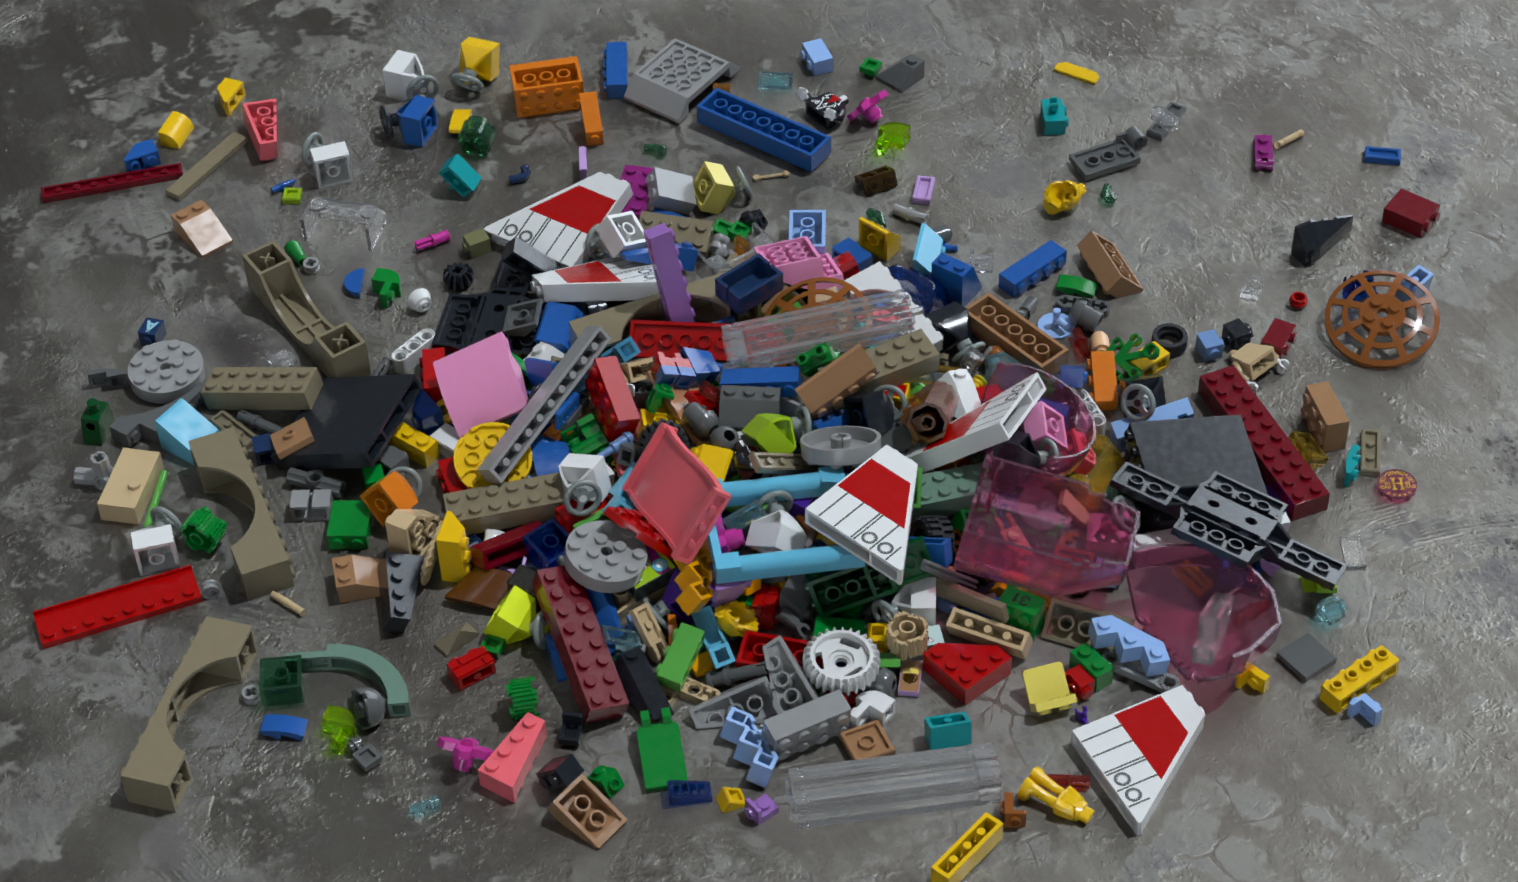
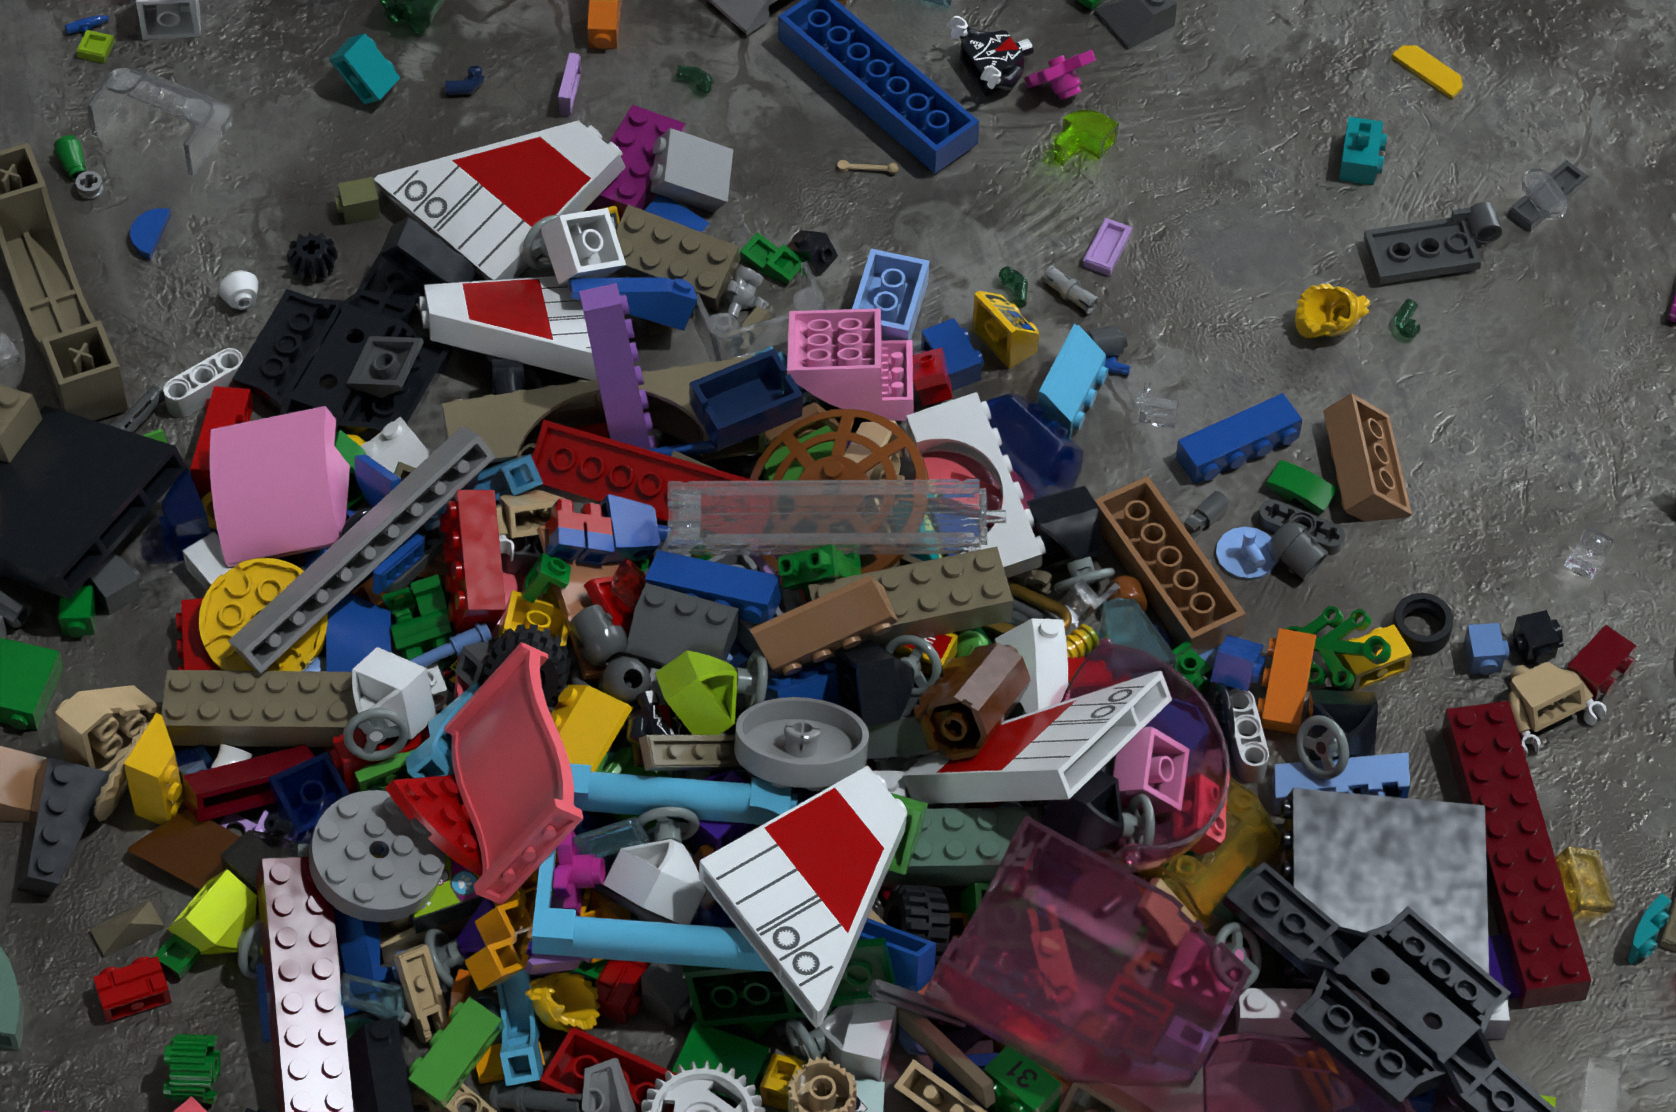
camera: 10 degrees right, 10 degrees up
(387, 285) = (198, 251): green brick -> none
(392, 493) = (93, 652): orange piece -> none
(416, 444) = (157, 559): yellow brick -> none
(432, 240) = (291, 178): dark pink axle -> none
(536, 561) = (278, 826): none -> black arm
(555, 325) = (438, 380): blue slope -> none
(716, 189) = (766, 178): light yellow piece -> none
(741, 245) = (779, 296): clear orange tile -> none
(793, 623) = (654, 1022): dark grey bar -> none
(877, 180) = (1035, 213): dark brown bracket -> none
(957, 278) = (1105, 439): blue slope -> none
(1081, 342) = (1276, 596): clear red axle -> none
(1099, 341) = (1305, 605): light nougat brick -> none
(1298, 300) = (1661, 585): red plate -> none
(1325, 416) = (1630, 831): medium nougat brick -> none

